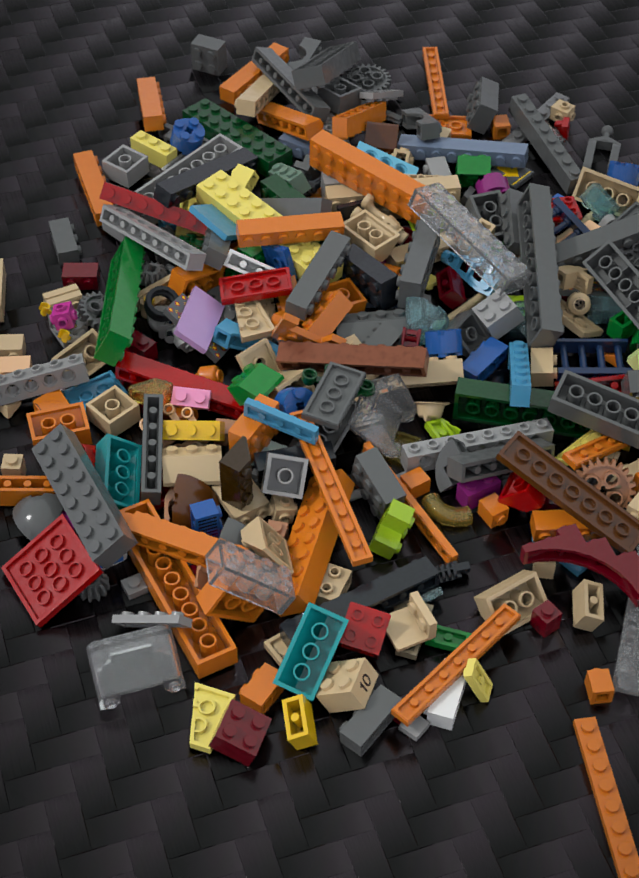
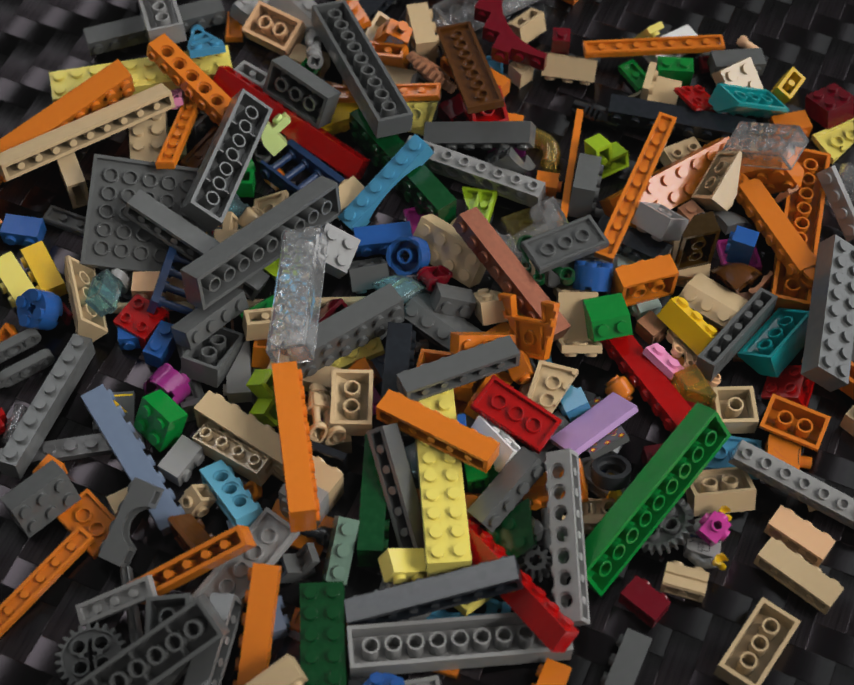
camera: 140 degrees left, 10 degrees up
(215, 221) = (487, 508): dark azure tile -> none
(281, 421) = (637, 245): dark azure plate -> none
(383, 756) = (744, 43): none -> light nougat arm
(417, 665) = (676, 68): none -> green brick

